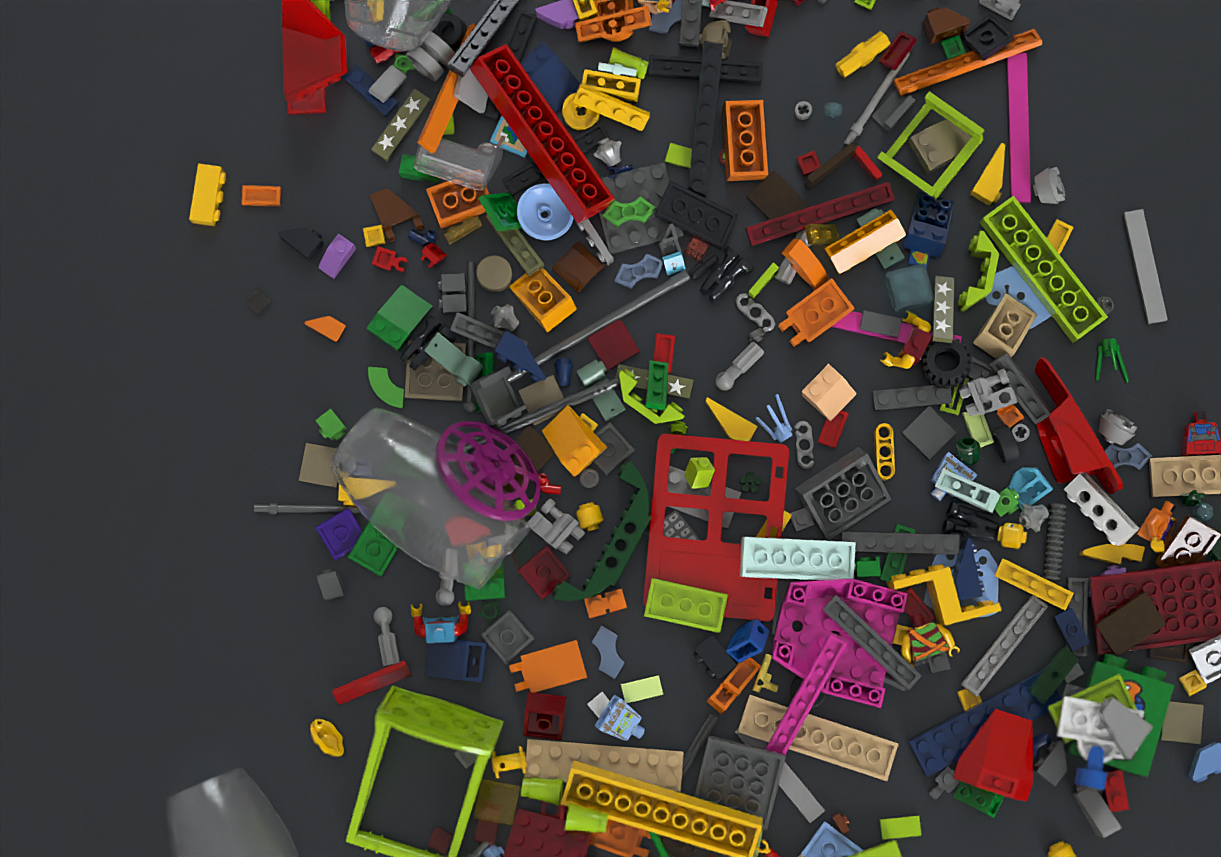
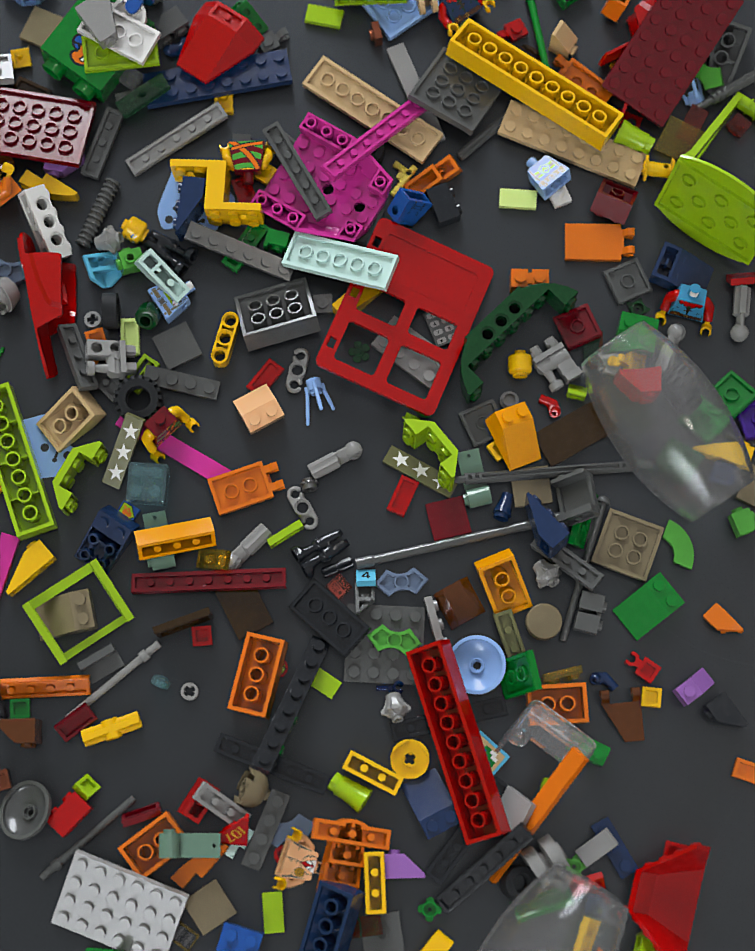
camera: 165 degrees left, 5 degrees down
(400, 124) = (594, 802): olive tile -> none
(420, 342) = (634, 566): black piece -> none
(433, 253) = (598, 659): red tile -> none
(452, 359) = (608, 545): sand green door -> none
(483, 462) = (613, 421): magenta dish -> none
(585, 819) = (606, 91): lime plant -> none
(610, 661) = (539, 231): sand blue tile -> none
(611, 107) = (379, 750): yellow plate -> none
(617, 69) = (362, 785): light aqua bar -> none
(657, 385) = (420, 460): green plate -> none
(686, 605) = (455, 256): lime tile -> none
(699, 472) = (405, 368): lime brick -> none
(732, 424) = (357, 405): yellow slope -> none
(805, 263) = (240, 534): orange slope -> none
(867, 164) = (145, 615): red tile -> none
(880, 324) = (187, 457): dark grey tile -> none
(1034, 584) = (131, 181): yellow plate -> none
(1071, 629) = (112, 131): dark blue plate -> none
(1130, 624) = (58, 116): dark brown tile -> none

